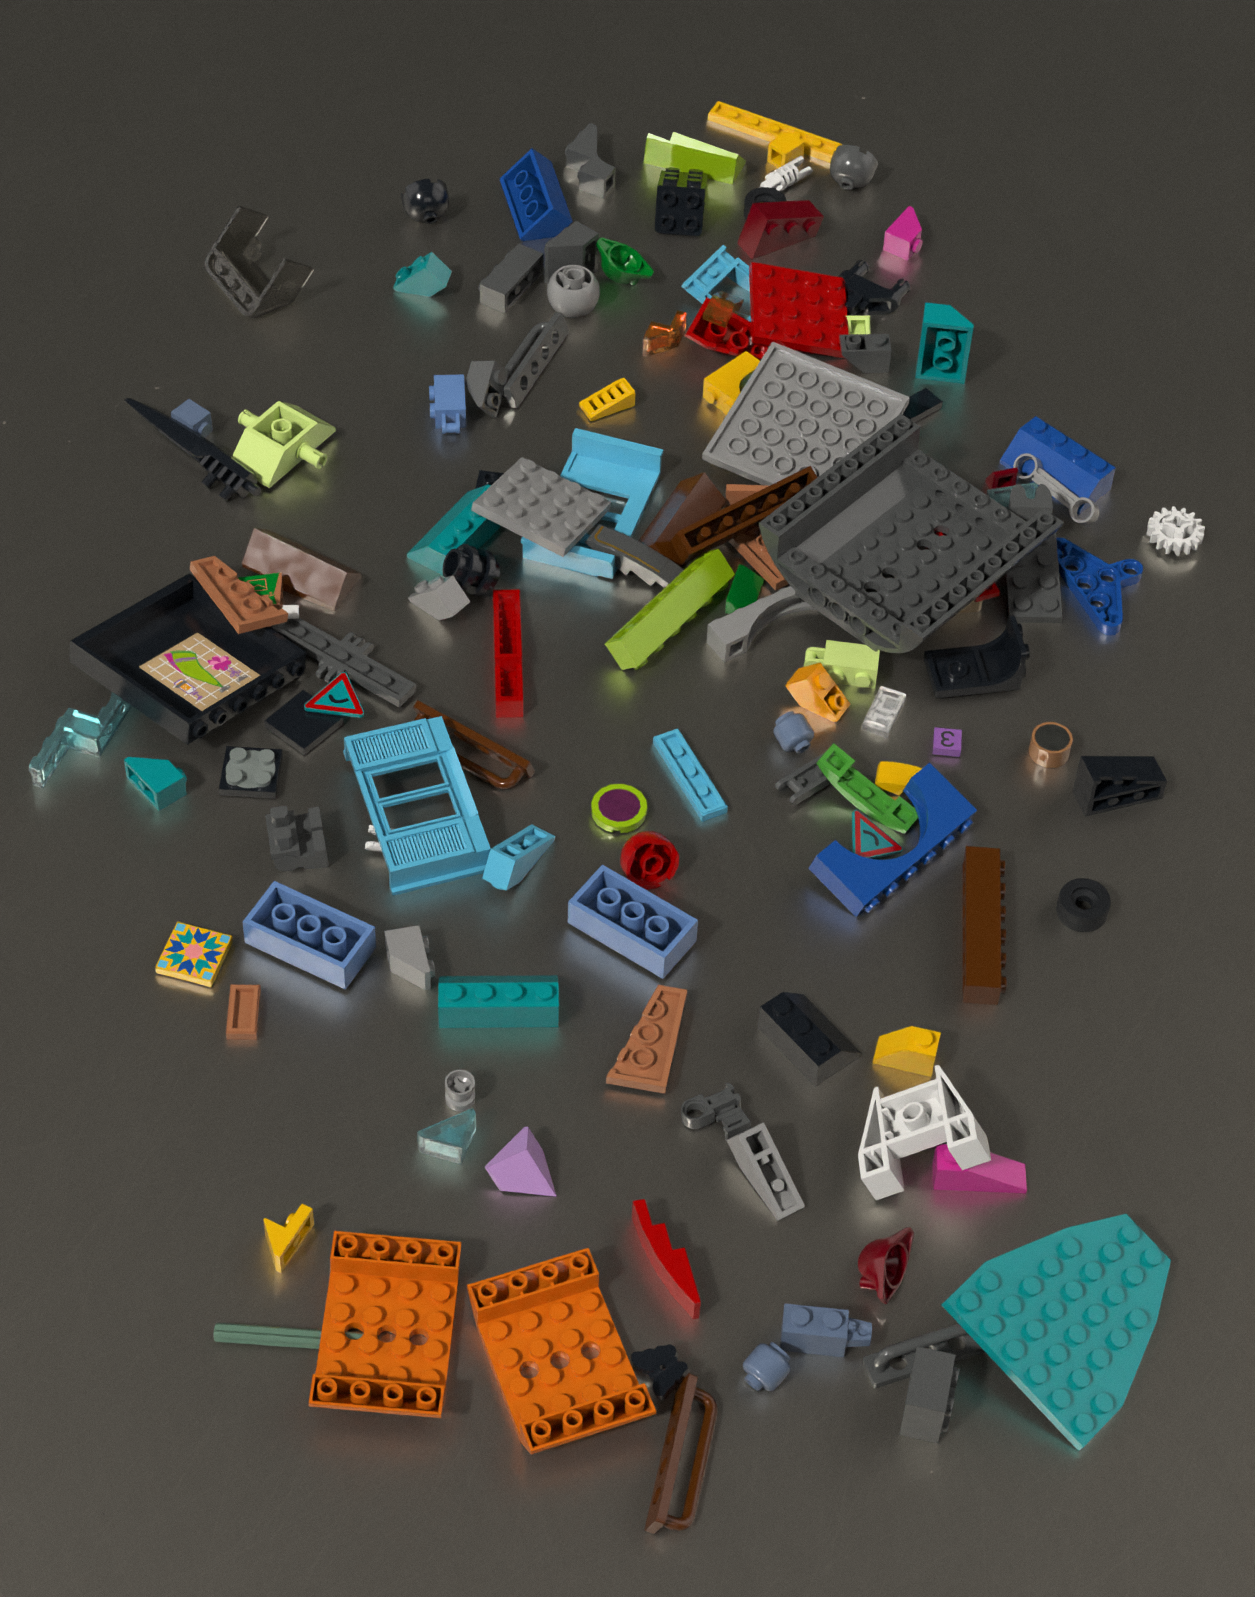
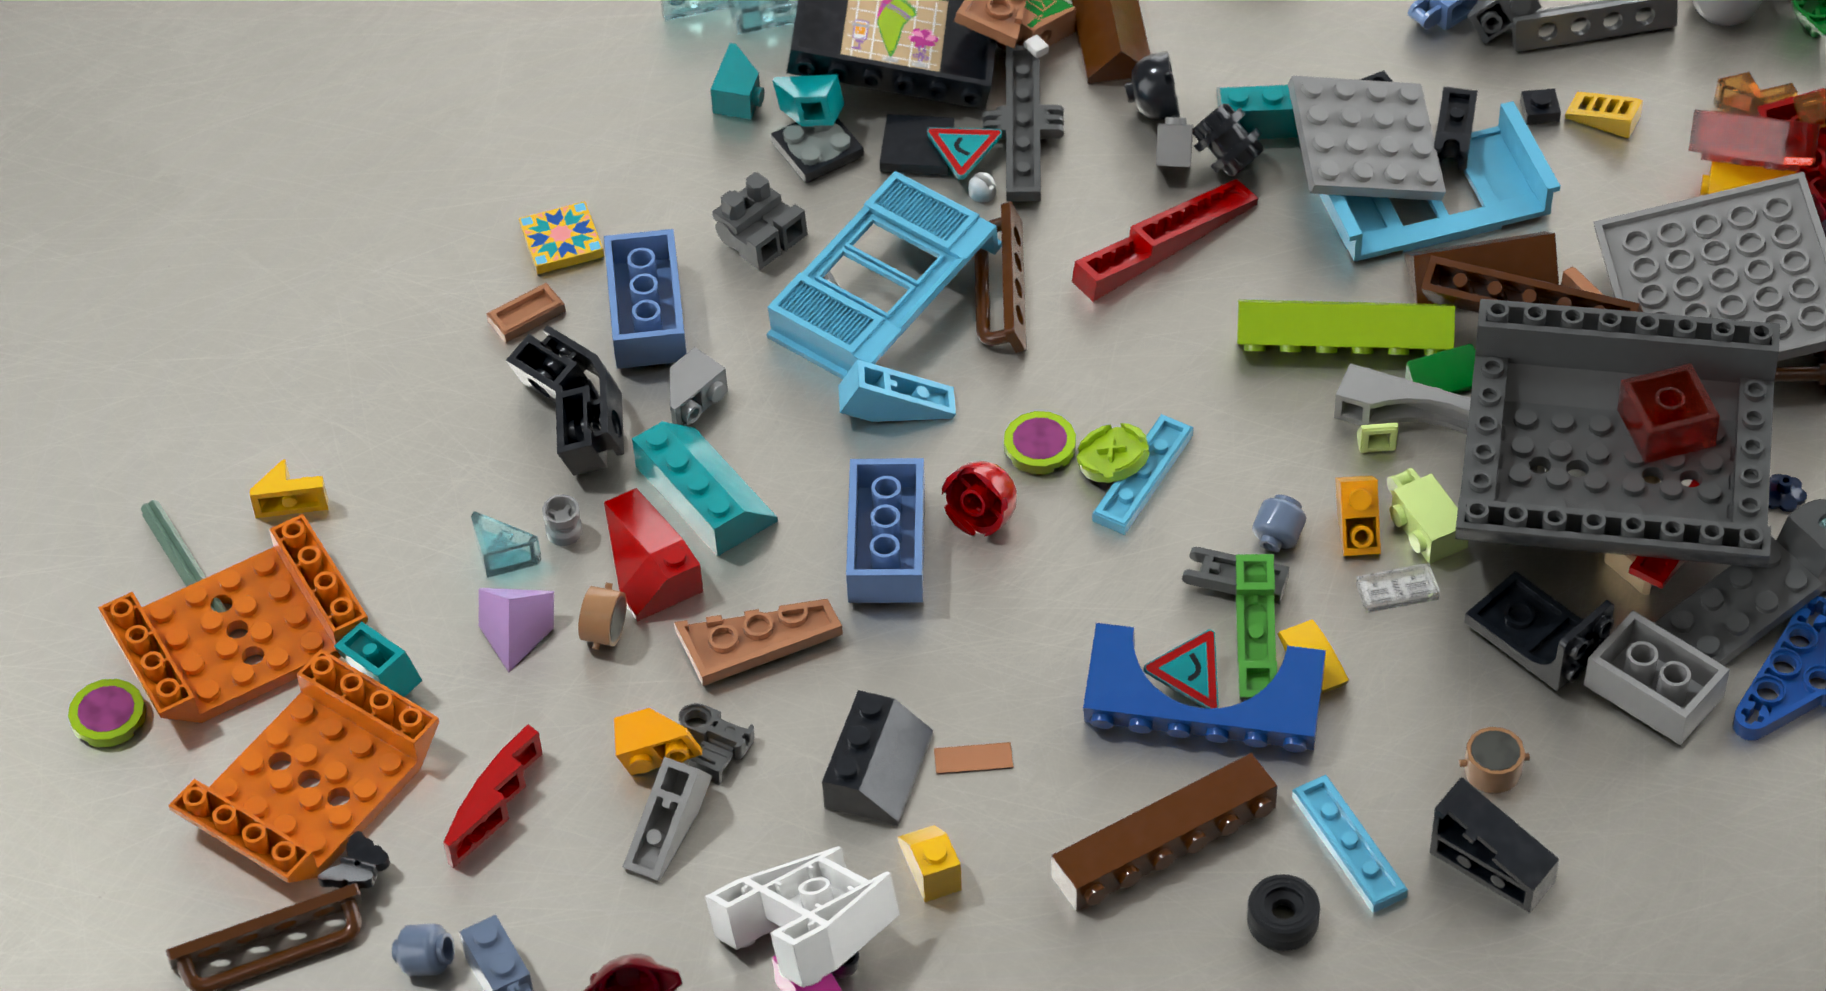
camera: 60 degrees right, 0 degrees up
(221, 748) = (810, 99): none -> teal slope
(334, 1016) = (582, 413): none -> black brick
(375, 712) = (982, 187): none -> white hinge
(388, 1457) = (107, 712): none -> tile
(389, 576) = (1154, 87): none -> black cylinder
(496, 1257) = (379, 659): none -> teal slope
(530, 1058) = (649, 556): none -> red wedge
(555, 460) = (1455, 125): none -> black plate
(569, 1111) = (602, 616): none -> medium nougat piece
(571, 421) = (1540, 106): none -> black plate
(634, 556) = (1389, 251): dark grey slope -> none
(664, 777) = (1113, 453): none -> lime tile
(698, 1141) = (648, 737): none -> light orange slope
(714, 349) = (1754, 140): none -> clear red brick
(764, 650) = (1377, 437): none -> yellowish green slope
(839, 988) = (973, 757): none -> nougat sticker
(904, 504) = (1668, 413): none -> clear red brick
(947, 742) = (1408, 666): medium lavender tile -> none
(1053, 846) = (1349, 843): none -> medium azure tile
(1061, 637) = (1656, 677): none -> light grey brick

